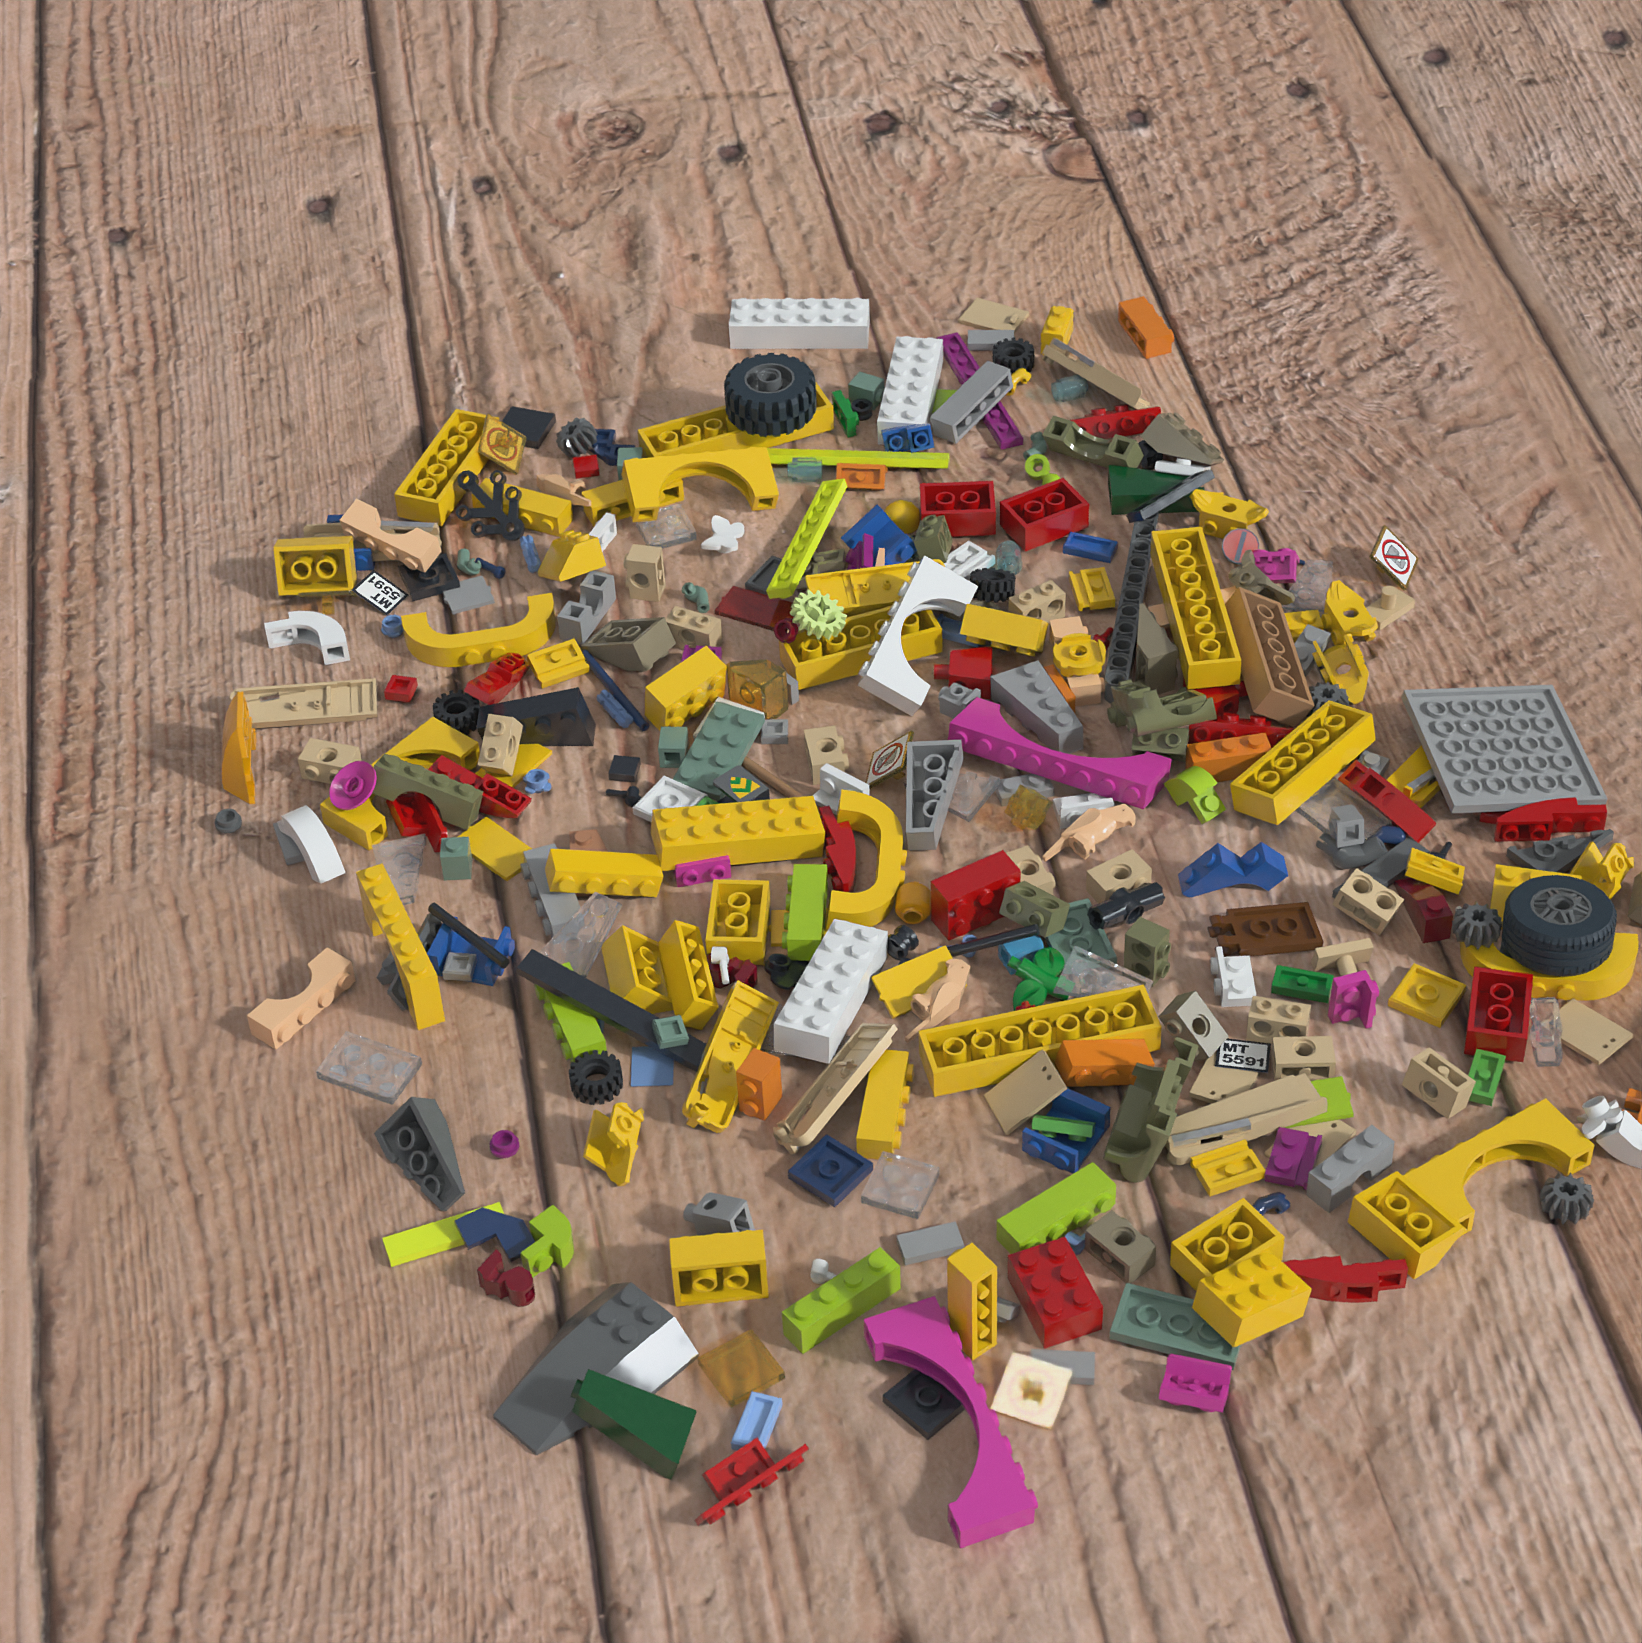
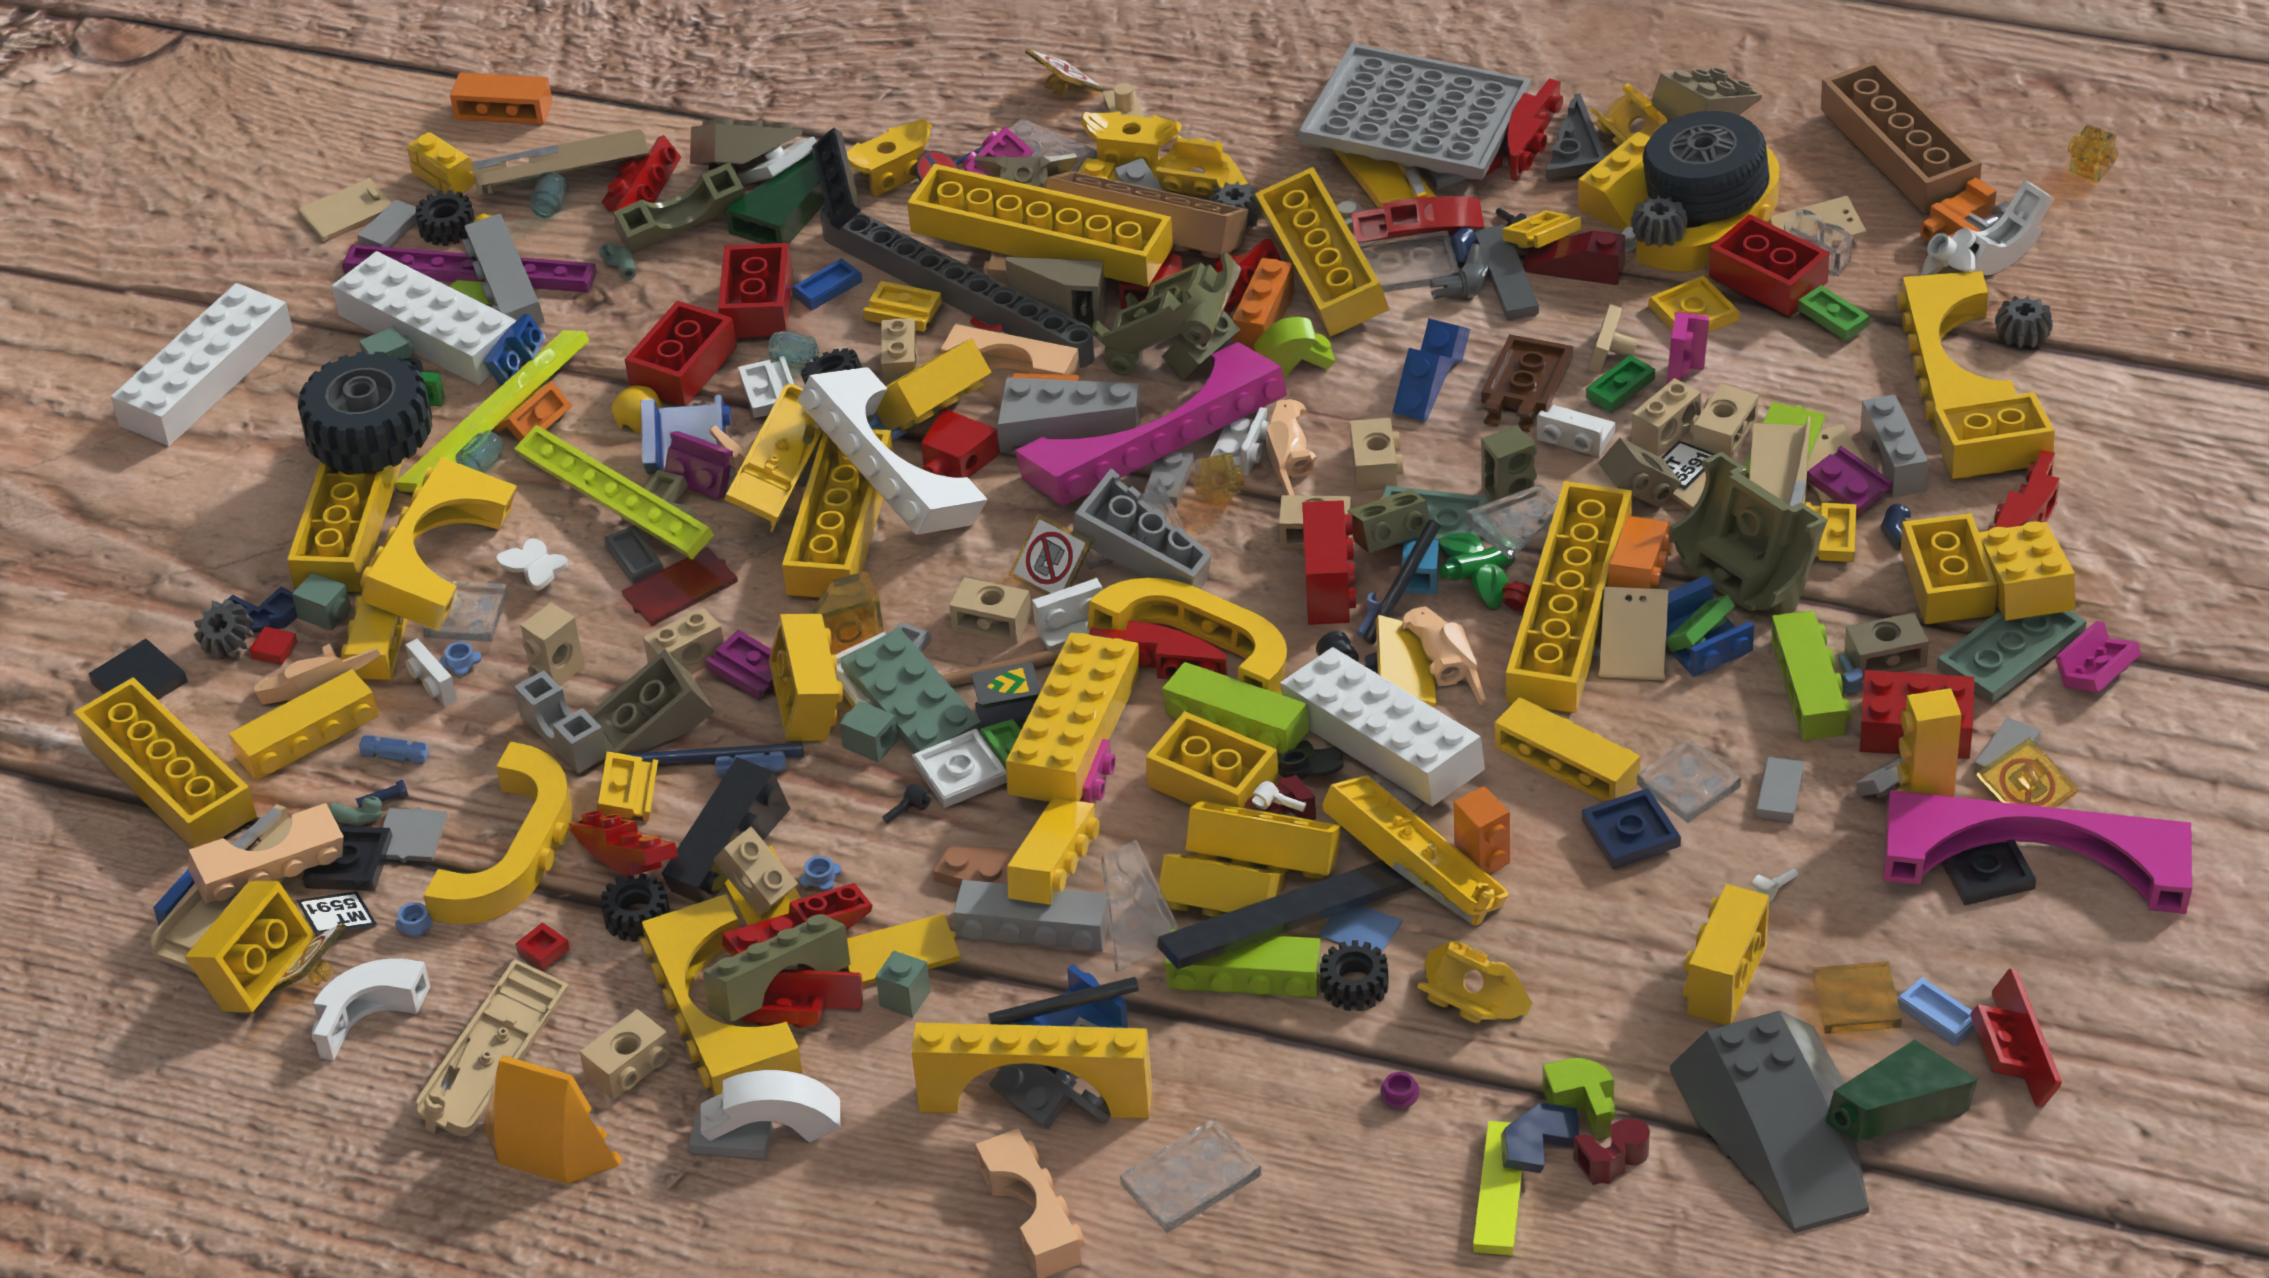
camera: 60 degrees left, 0 degrees up
(228, 821) = (644, 1190): dark grey plate -> none
(352, 785) = (715, 1008): dark pink dish -> none
(402, 862) = (860, 1049): clear wing -> none
(422, 1146) = (1361, 1164): dark grey wedge -> none
(493, 508) = (291, 745): black plant -> none
(502, 444) = (175, 695): clear yellow piece -> none
(571, 556) = (468, 699): yellow slope -> none
(623, 543) = (460, 658): none -> medium blue plate
(624, 768) = (860, 790): black tile -> none
(670, 1032) = (1348, 878): sand green tile -> none
(698, 595) = (614, 625): sand green arm -> none
(719, 1214) = (1658, 933): light grey torso -> none
(781, 628) = (784, 549): dark red plate -> none
(818, 614) = (797, 510): yellowish green gear -> none
(833, 1085) = (1527, 775): tan piece -> none
(841, 1300) = (1824, 879): lime brick -> none
(913, 902) = (1289, 618): light orange head -> none
(933, 538) = (732, 384): olive brick -> none
(956, 699) = (997, 473): light grey brick -> none
(1044, 475) = (688, 271): lime plate -> none
(1091, 657) = (1015, 351): yellow plate -> none
(1126, 905) = (1424, 459): black piece -> none
(1346, 825) = (1445, 254): light grey brick -> none
(1362, 900) = (1552, 288): tan brick -> none
(1438, 1083) = (1814, 334): tan brick -> none

